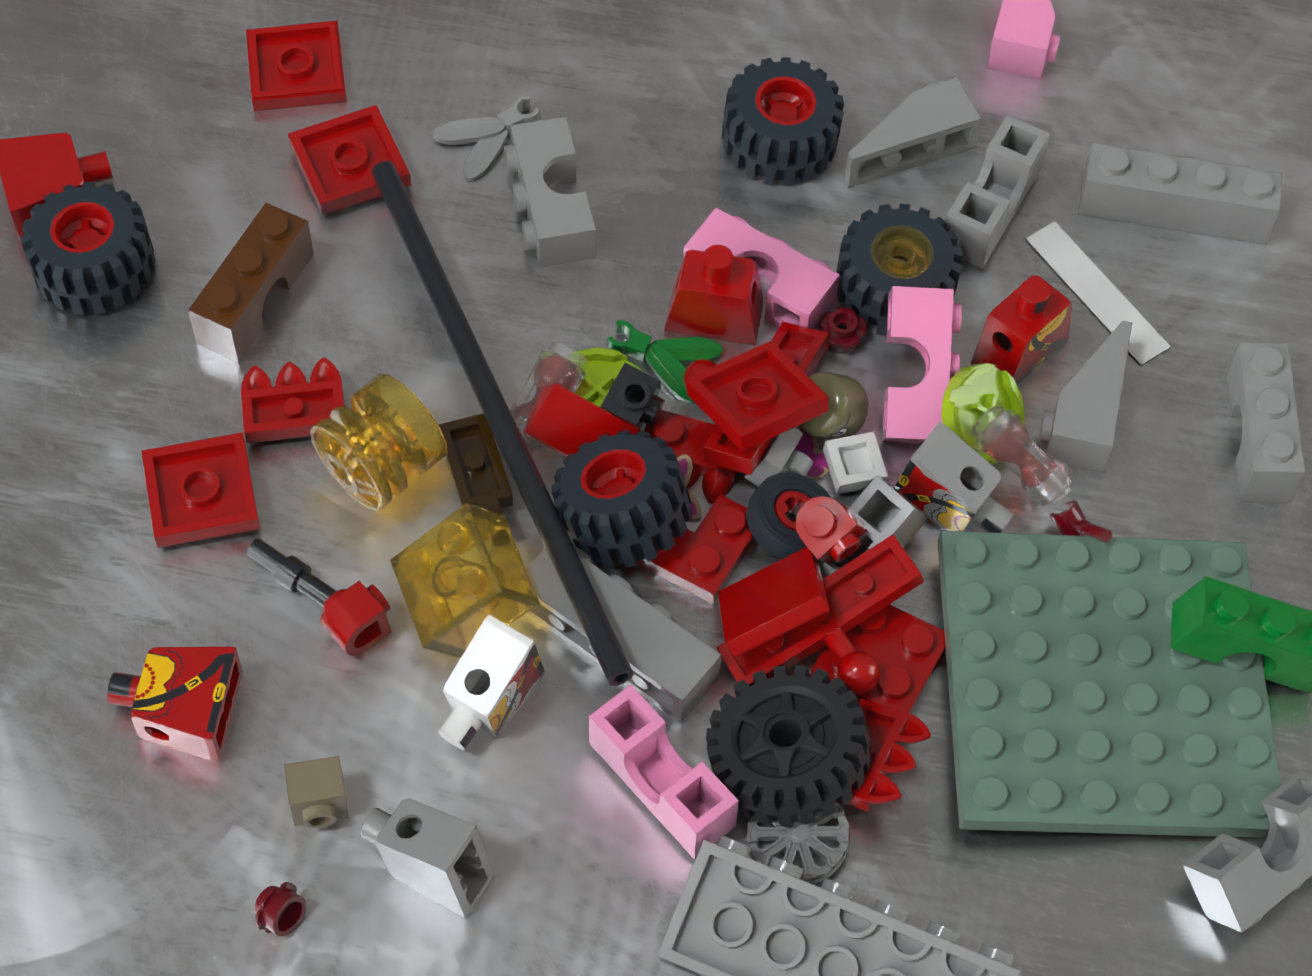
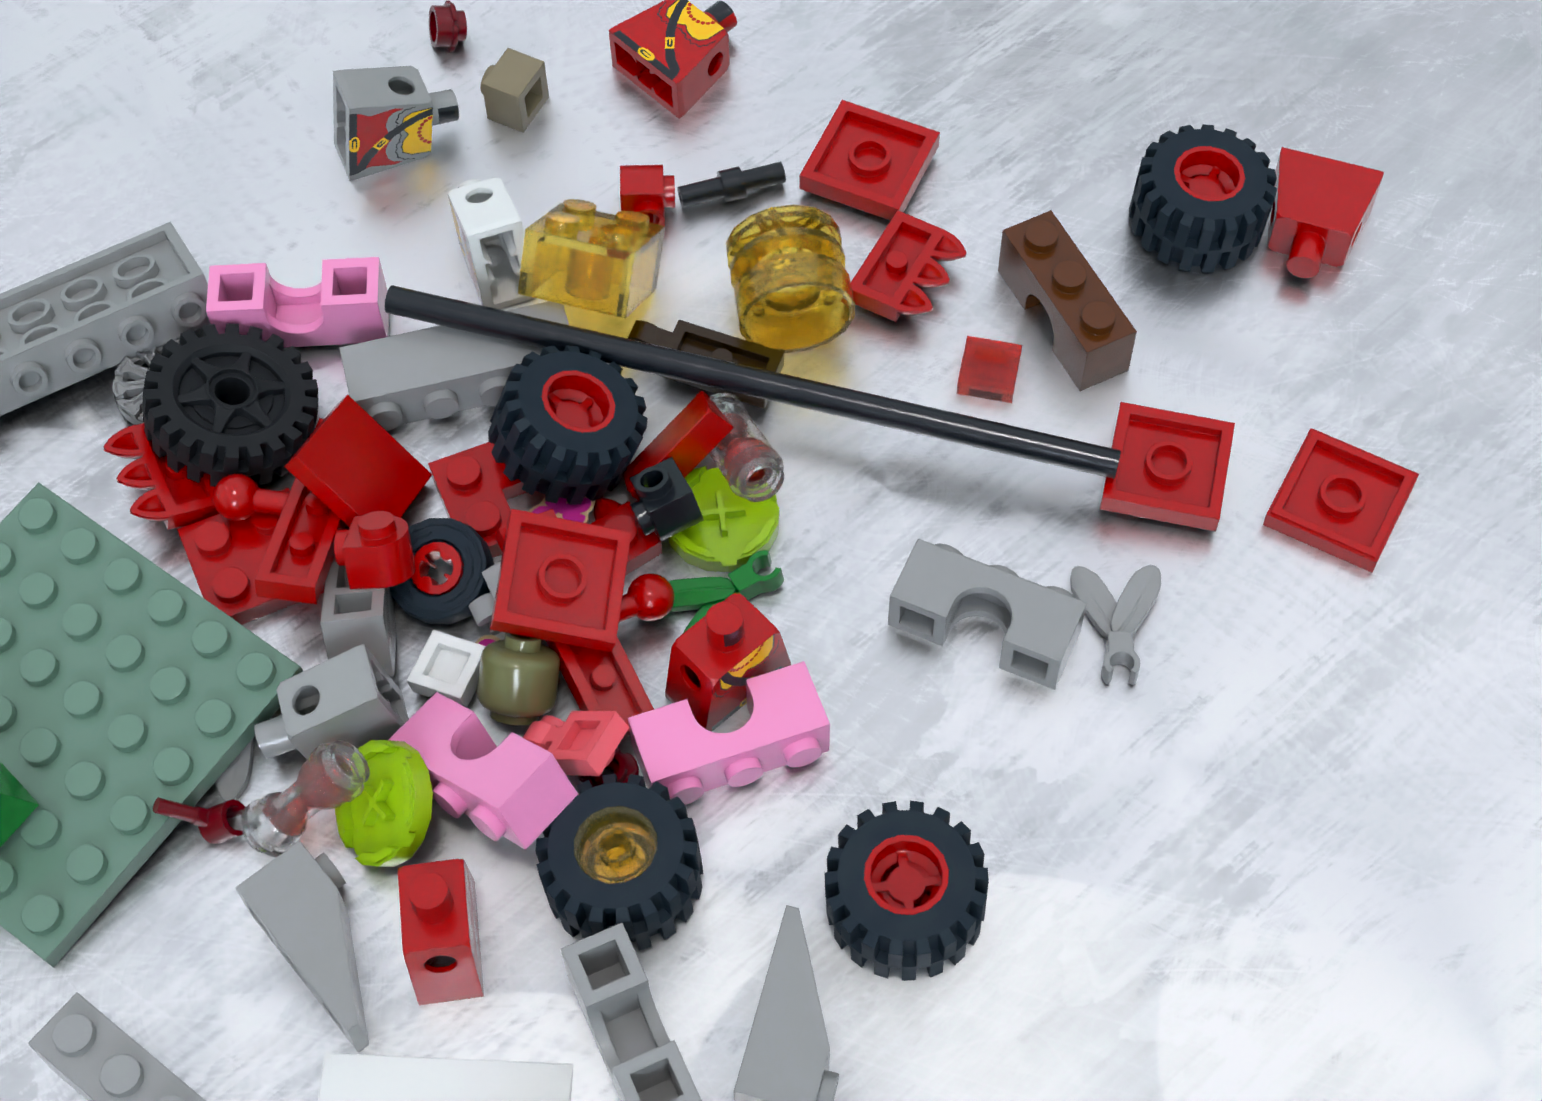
camera: 130 degrees right, 0 degrees up
(341, 309) = (989, 369): none -> clear red tile
(847, 328) = (582, 742): none -> coral plate

